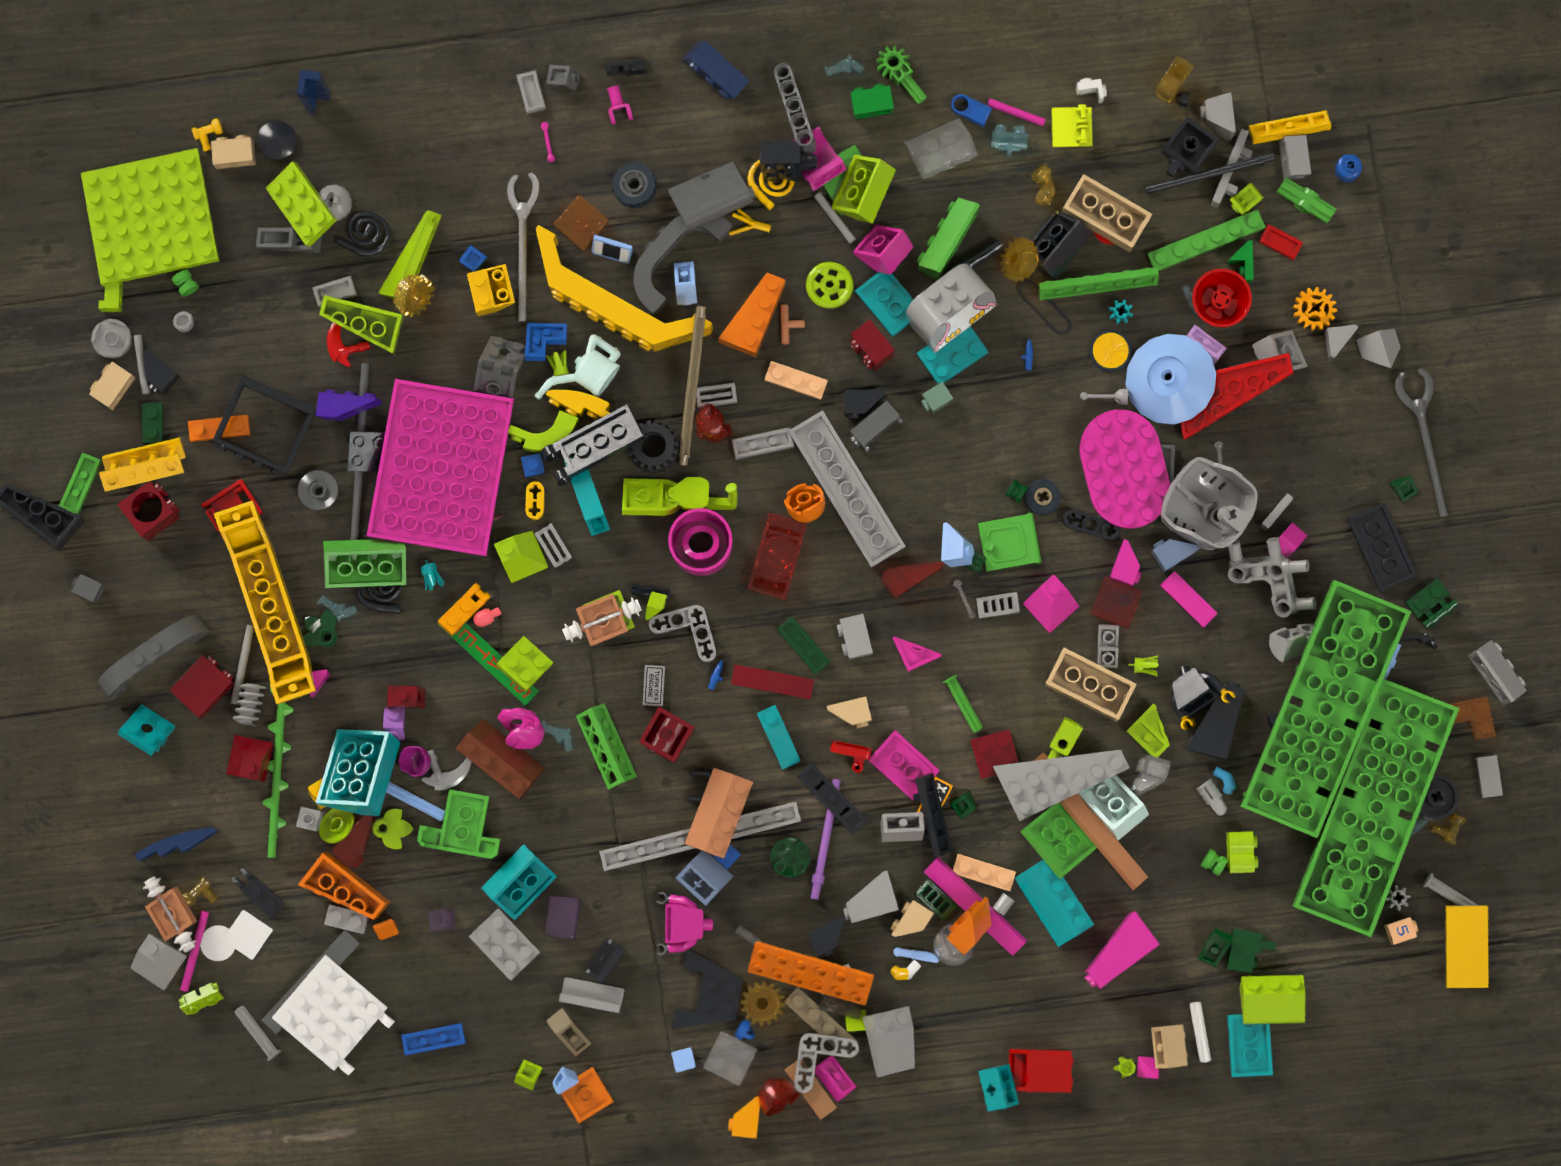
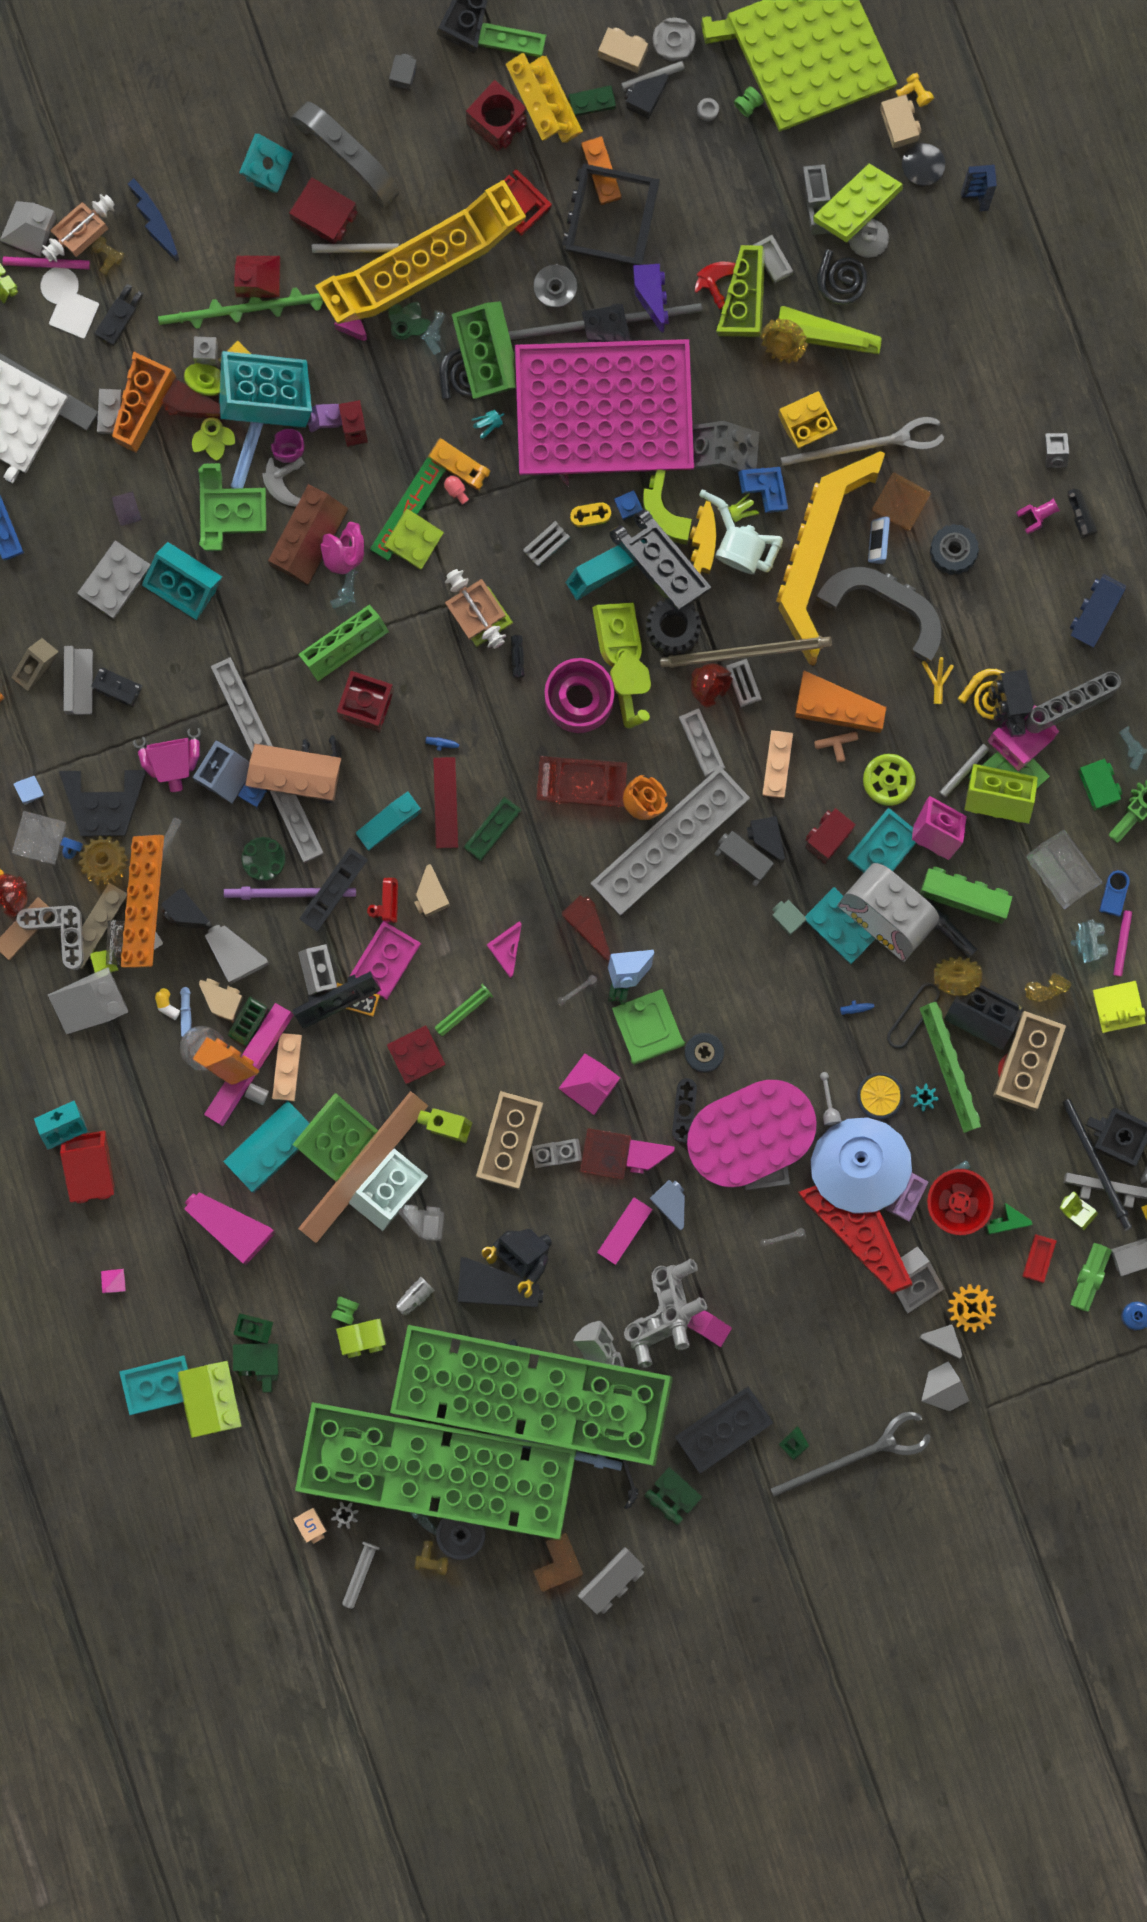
camera: 75 degrees right, 0 degrees up
(248, 704) = (313, 263): light grey piece -> none
(386, 929) = (106, 454): orange slope -> none
(473, 259) = (837, 396): blue plate -> none
(521, 556) = (528, 512): lime slope -> none
(531, 92) = (1033, 420): light grey tile -> none
(544, 126) = (999, 443): dark pink hinge -> none
(562, 917) = (153, 633): clear purple piece -> none
(653, 685) = (417, 679): light grey tile -> none
(655, 604) = (503, 662): lime slope -> none
(685, 283) = (858, 624): light blue slope -> none
(687, 621) = (494, 702): light grey beam -> none
(711, 195) = (958, 631): dark grey door -> none
(834, 1078) = (39, 952): dark pink slope -> none
(855, 637) = (511, 881): light grey brick -> none
(964, 805) = (355, 1032): dark green slope -> none
(1014, 598) = (581, 1044): light grey slope -> none
(1016, 490) = (704, 1022): dark green wheel -> none
(1045, 782) = (395, 1114): light grey wing -> none
(1126, 1067) = (108, 1256): lime piece -> none
(1142, 665) = (543, 1197): lime piece -> none
(1149, 732) = (471, 1215): lime wing -> none
(1169, 1046) = (138, 1298): tan brick -> none
(1195, 501) = (730, 1216): light grey piece -> none
(1200, 1032) = (161, 1329): white axle -> none
(1206, 241) = (1023, 1176): bright green plate -> none
(1228, 780) = (438, 1309): dark azure arm -> none
(1276, 512) = (738, 1307): light grey tile -> none
(1467, 946) = (306, 1599): yellow tile -> none
(1489, 776) = (496, 1592): light grey tile -> none

